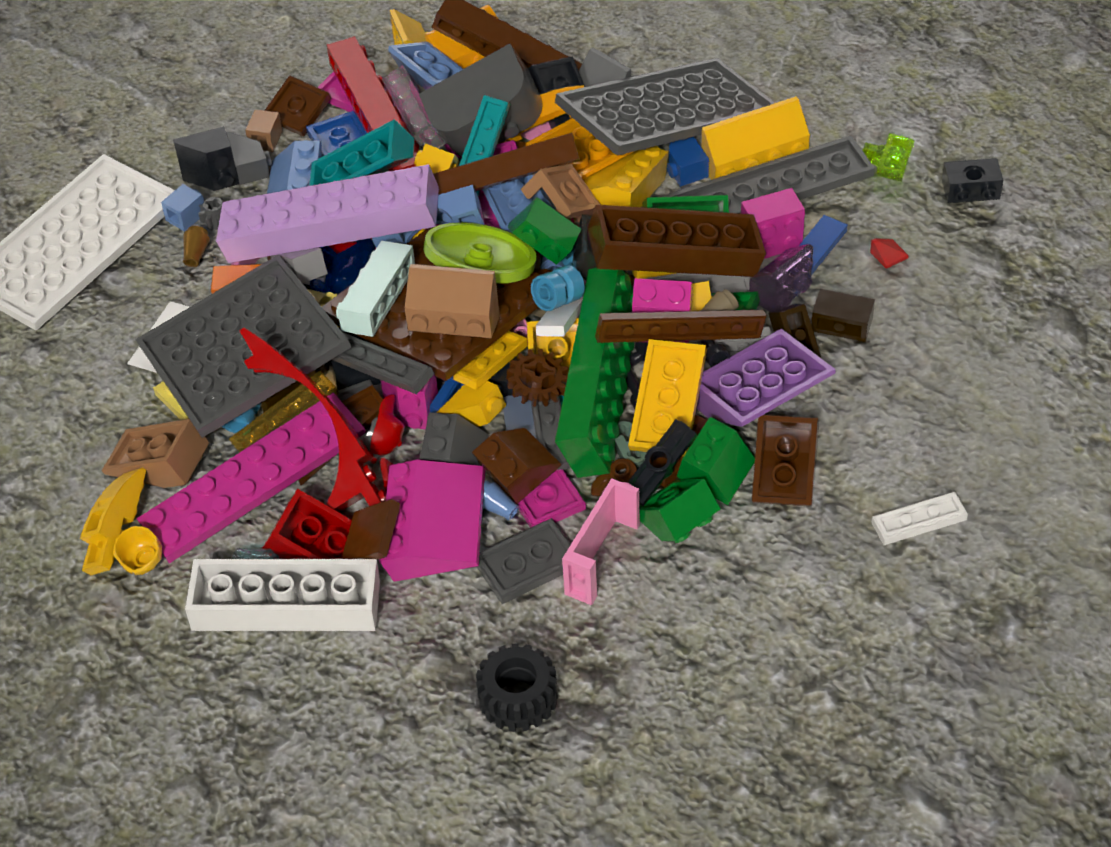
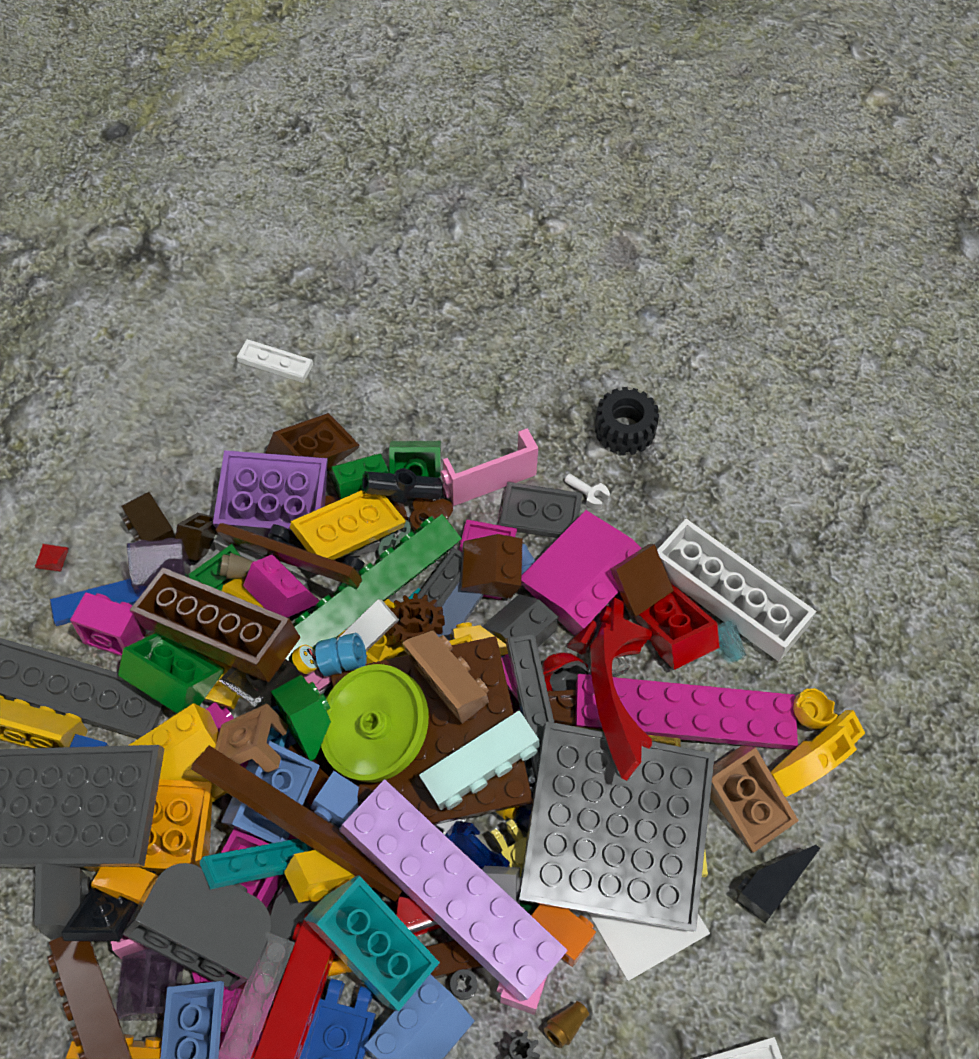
camera: 145 degrees left, 10 degrees up
(93, 413) = (772, 883): none -> black slope
(495, 609) = (590, 492): none -> white bar
(585, 266) = (305, 659): none -> tile

